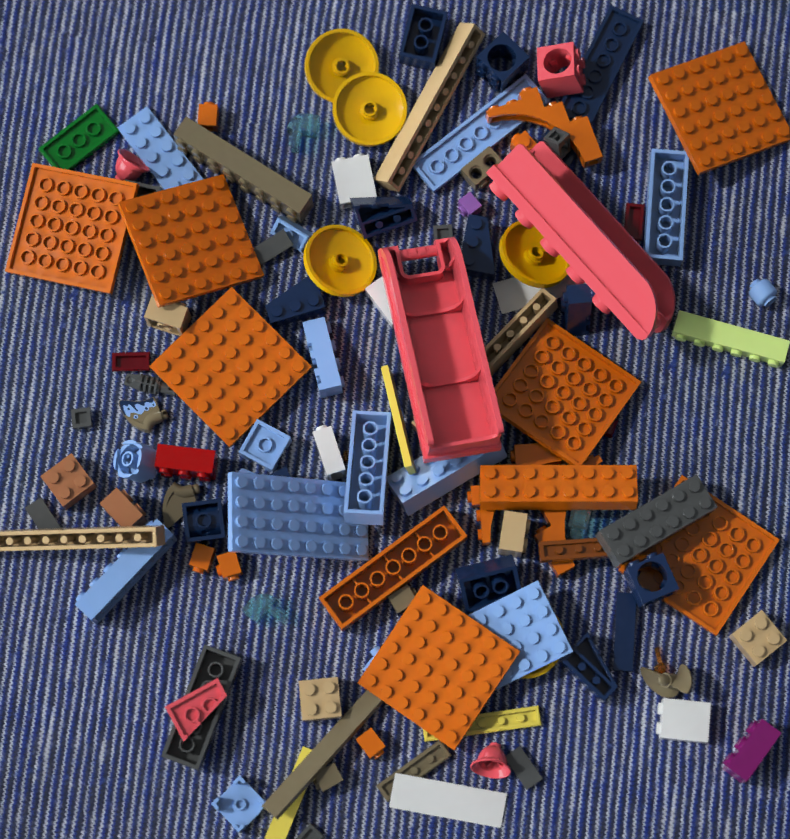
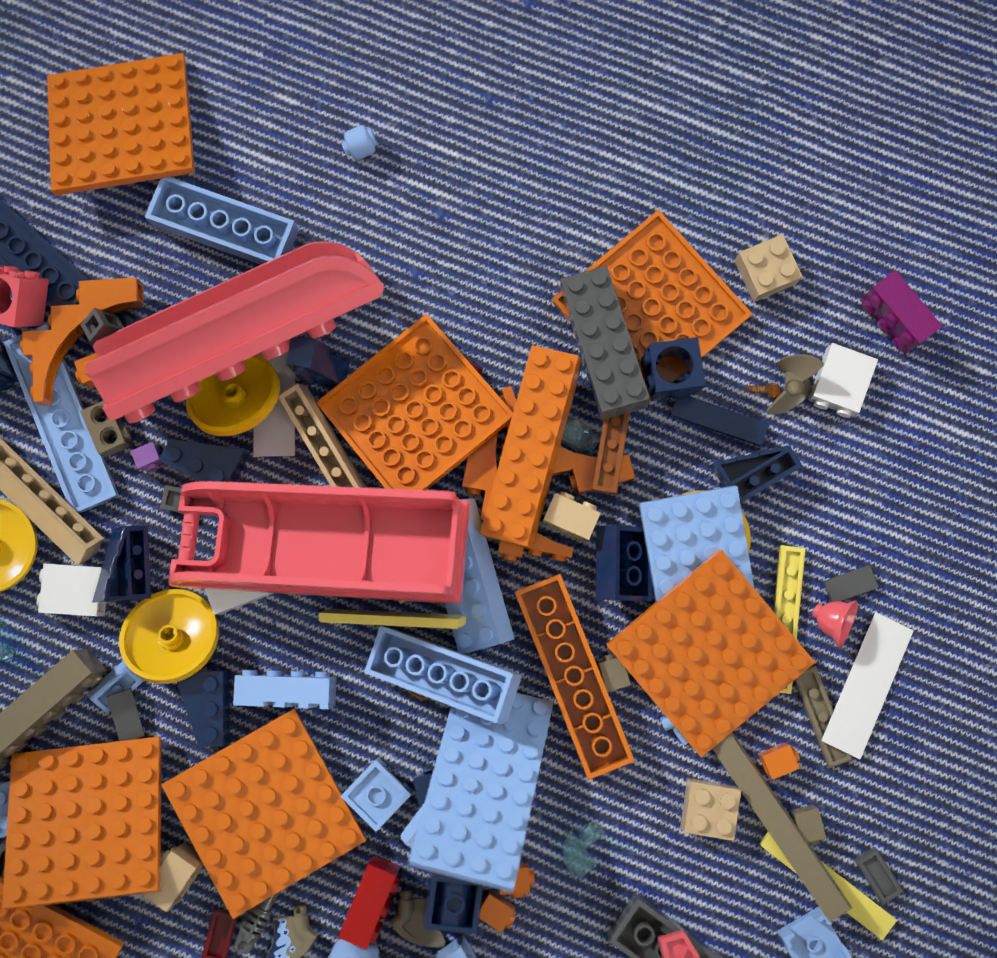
camera: 70 degrees left, 5 degrees up
(329, 453) = (408, 716): white brick -> none
(634, 220) = (225, 265): dark red tile -> none
(730, 338) = (404, 196): yellowish green brick -> none

